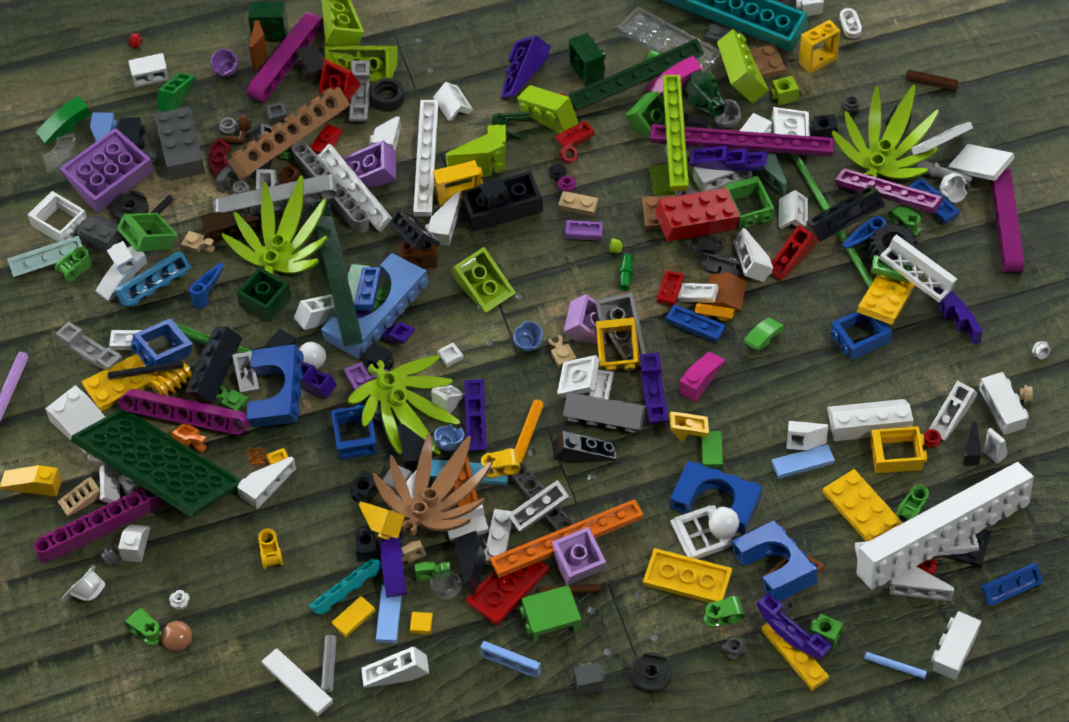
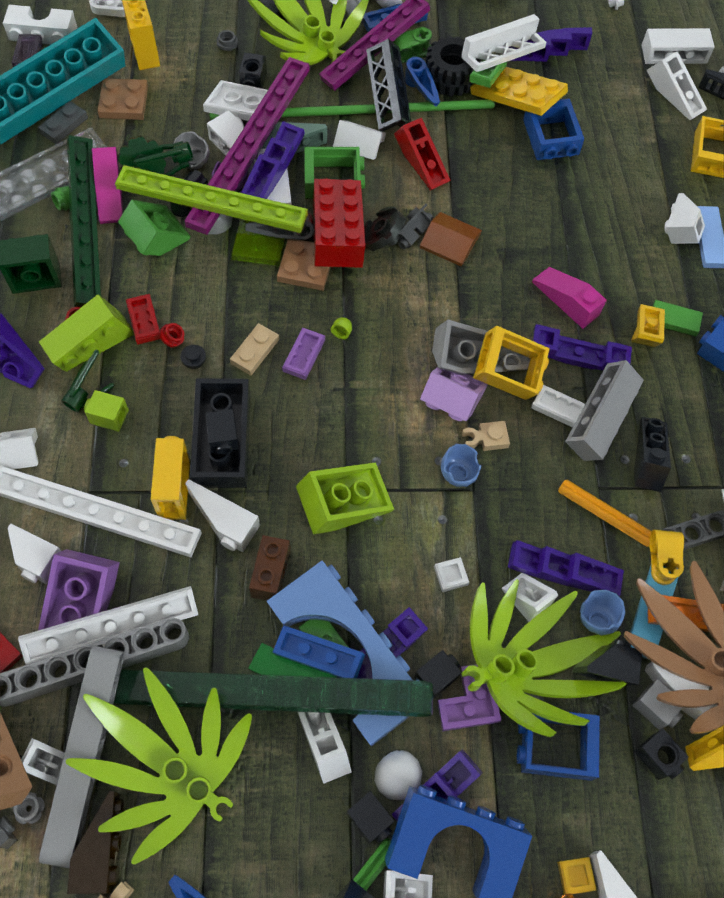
camera: 80 degrees left, 10 degrees up
(264, 294) = (266, 820): dark green brick -> none
(289, 174) = (39, 726): reddish brown plate -> none
(412, 230) = (239, 560): black fence -> none
(486, 151) = (138, 435): lime slope -> none
(566, 187) = (221, 357): magenta plate -> none
(578, 376) = (544, 424): white plate -> none
(626, 272) = (388, 327): green pin -> none
(670, 288) = (429, 288): red plate -> none
(695, 323) = (491, 278): blue plate -> none
(698, 292) = (447, 261): white plate -> none
(722, 312) = (480, 253): light orange plate -> none
(741, 66) = (124, 111): lime wedge -> none
(752, 257) = (414, 192): white slope -> none
(761, 335) = (529, 217): bright green slope -> none
(784, 90) = (180, 89): lime brick -> none
(858, 420) = (669, 157): white slope -> none
(932, 434) = (705, 111): red plate -> none
(1026, 394) = (668, 22): tan plate -> none

